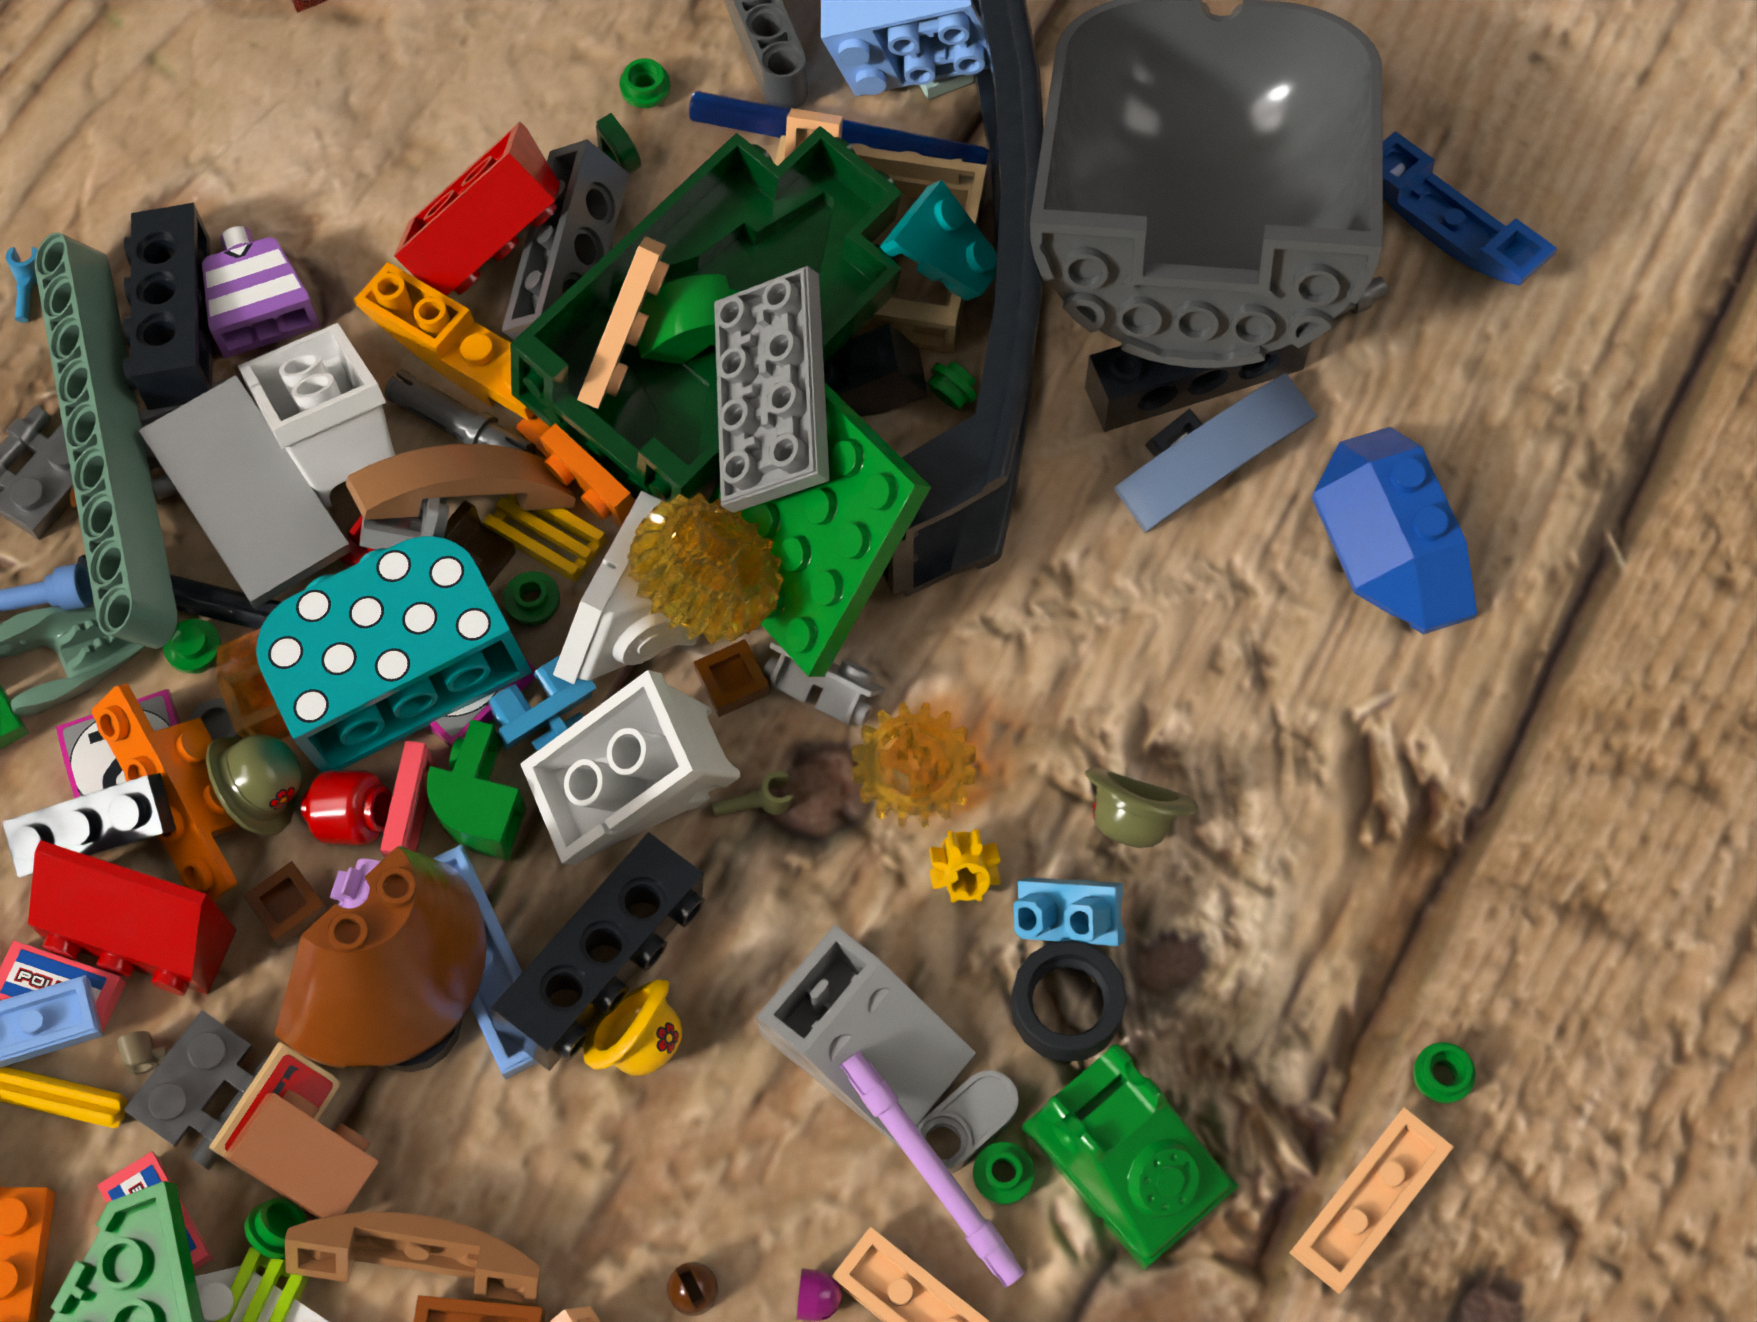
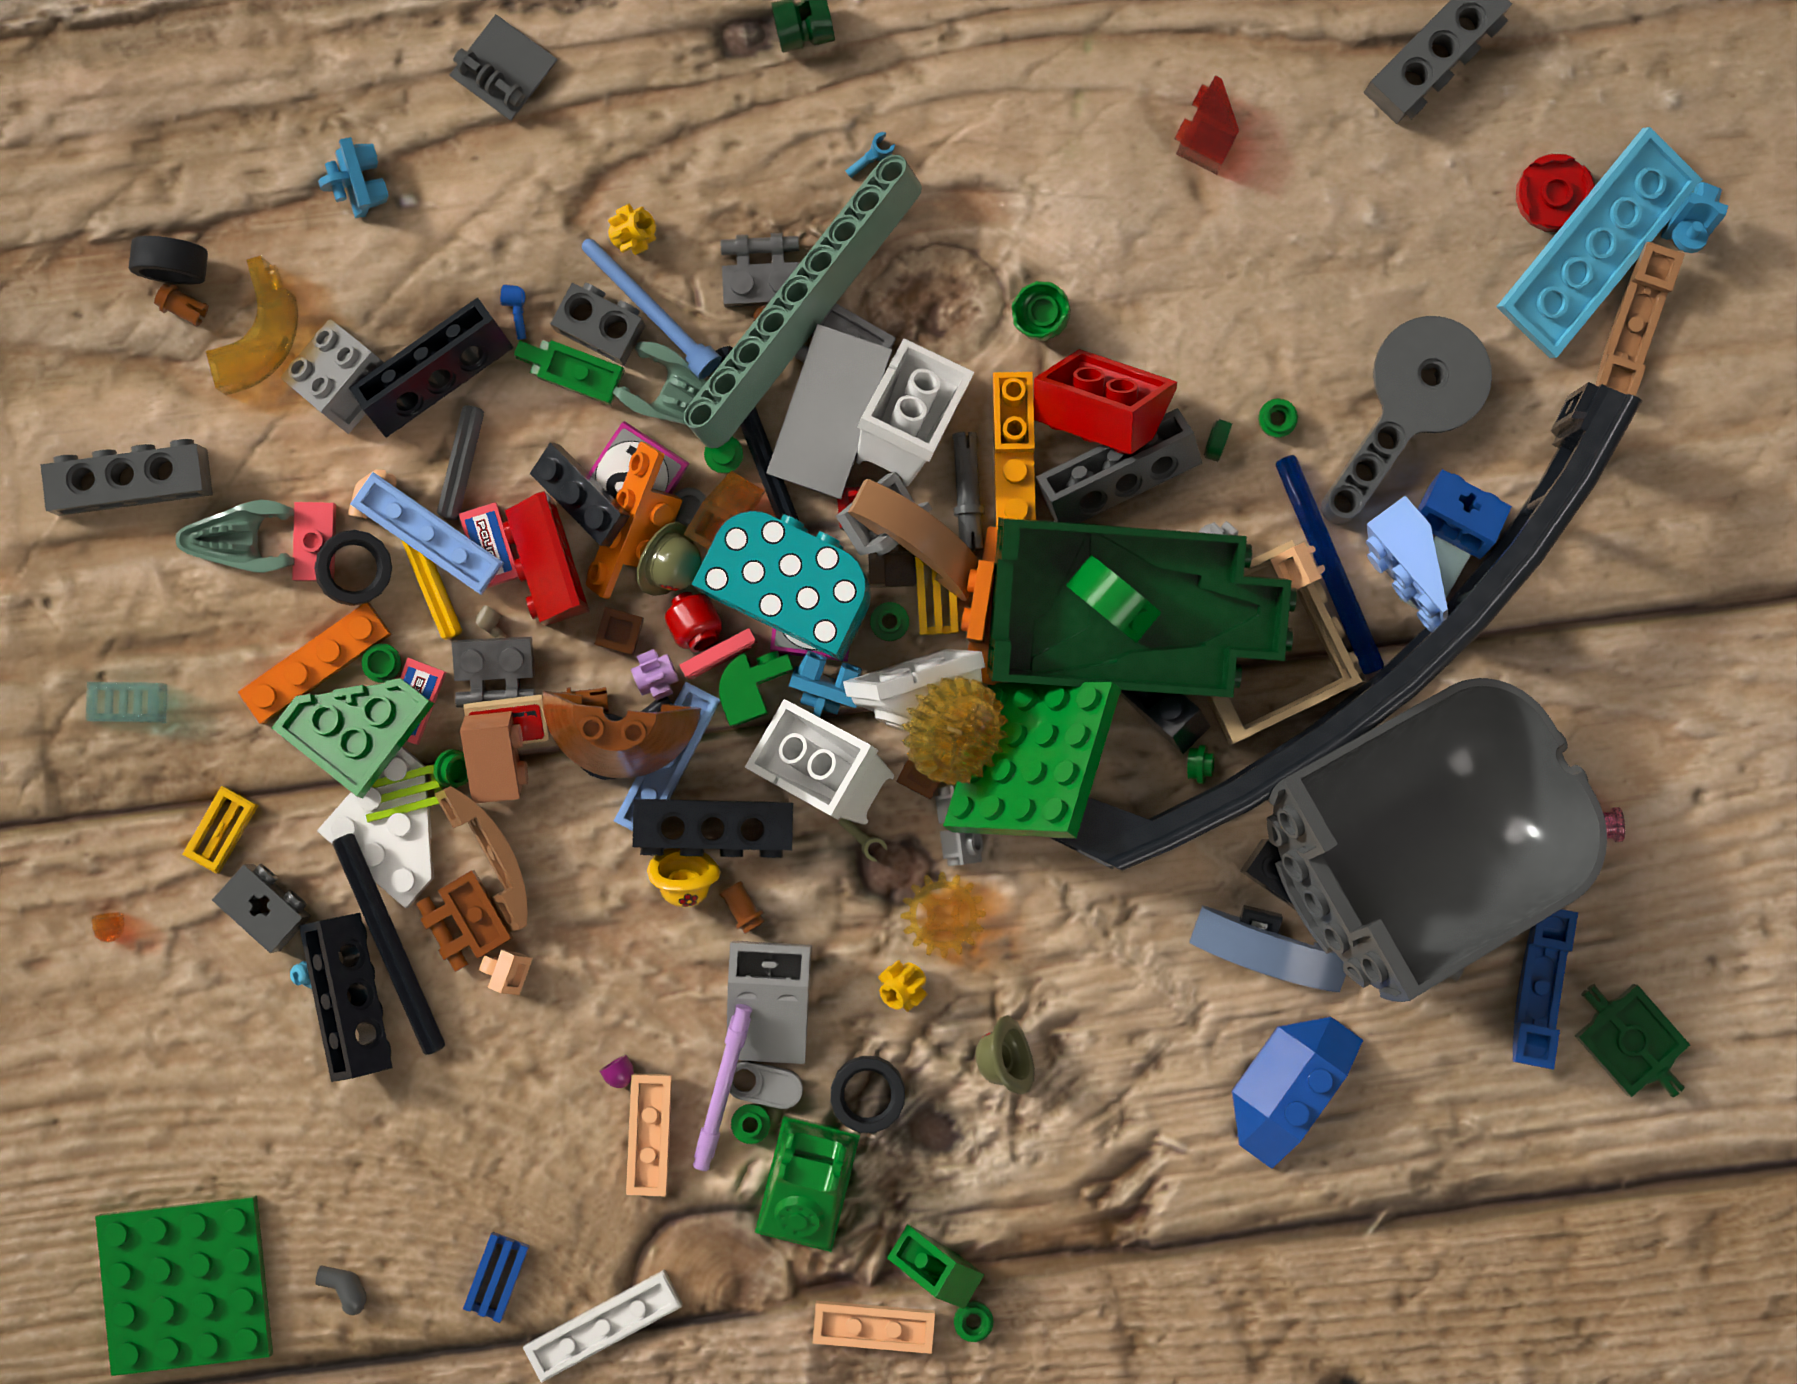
camera: 55 degrees right, 20 degrees up
(71, 1225) = (381, 663): none -> green plate
(168, 307) = (878, 311): black brick -> none
(253, 294) = (960, 301): medium lavender torso -> none
(335, 221) = (1041, 311): none -> green hair
(625, 323) = (1074, 565): light nougat plate -> none
(679, 1294) = (586, 1007): reddish brown hinge -> none
(728, 993) = (742, 907): none -> dark orange pin
(771, 390) = (1082, 693): light grey tile -> none
(944, 243) = (1276, 703): teal wing -> none
(1069, 911) = (916, 1063): dark azure hips -> none
(1343, 1066) = (935, 1267): none -> green slope
(1575, 170) = (1632, 1040): none -> dark green plate

